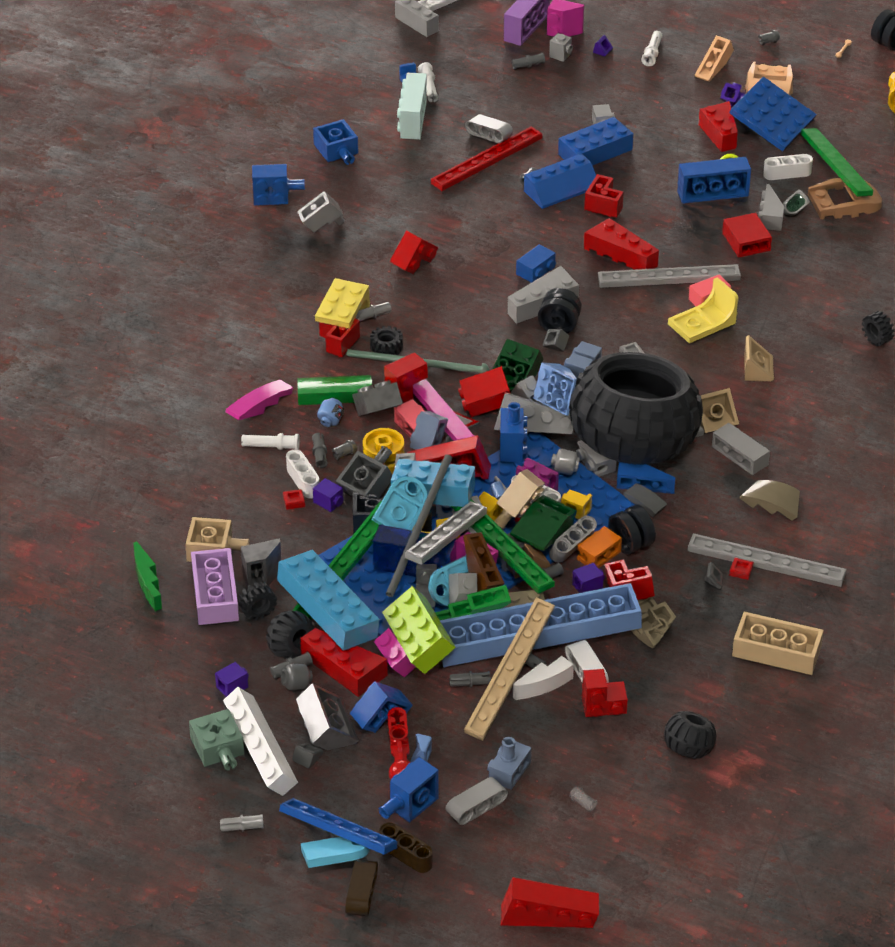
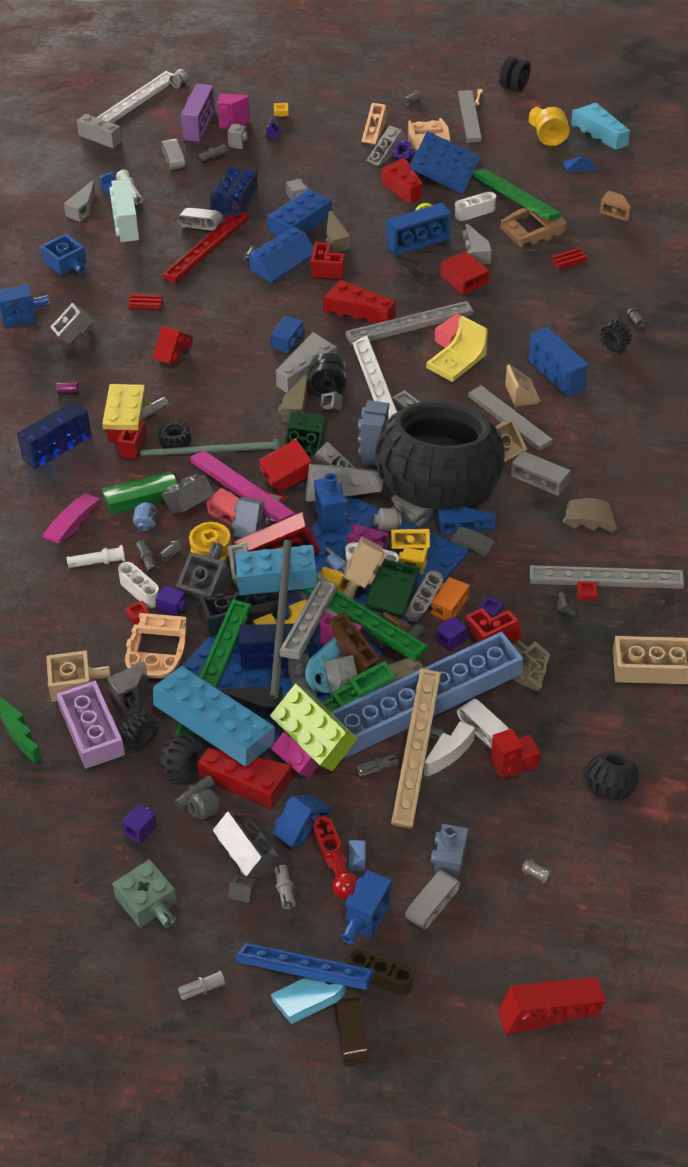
camera: 15 degrees left, 5 degrees up
(260, 741) = (193, 888): white brick -> none
(267, 317) = (54, 434): none -> clear blue brick
(297, 275) = (67, 387): none -> magenta pin
(307, 513) = (157, 664): none -> light nougat slope
(345, 761) = (284, 887): none -> light grey pin
(371, 91) = (80, 204): none -> light grey slope
(373, 595) = (255, 699): none -> black slope
(400, 506) = (255, 602): medium azure tile -> none
(404, 204) = (145, 301): none -> red tile
(406, 373) = (208, 463): red brick -> none
(486, 55) = (173, 154): none -> light grey beam
(520, 328) = (294, 399): none -> dark tan slope
(534, 105) = (234, 191): none -> clear blue brick
(555, 386) = (358, 449): medium blue slope -> none
(579, 482) = (410, 538): none -> yellow brick
(609, 318) = (373, 373): none -> white tile
(619, 25) = (281, 109): none -> yellow plate
(625, 171) = (337, 234): none -> dark tan slope
(634, 527) = (477, 571): black wheel -> none
(636, 561) = (491, 606): none -> dark purple plate
(651, 51) = (317, 127): white pin -> none
(713, 87) = (385, 146): none -> light grey slope
(742, 400) = (503, 412): none -> light grey tile
(795, 203) = (496, 236): rock -> none
(803, 343) = (558, 362): none -> blue brick
(824, 68) = (469, 116): none -> light grey tile
(868, 240) = (569, 258): none -> red tile

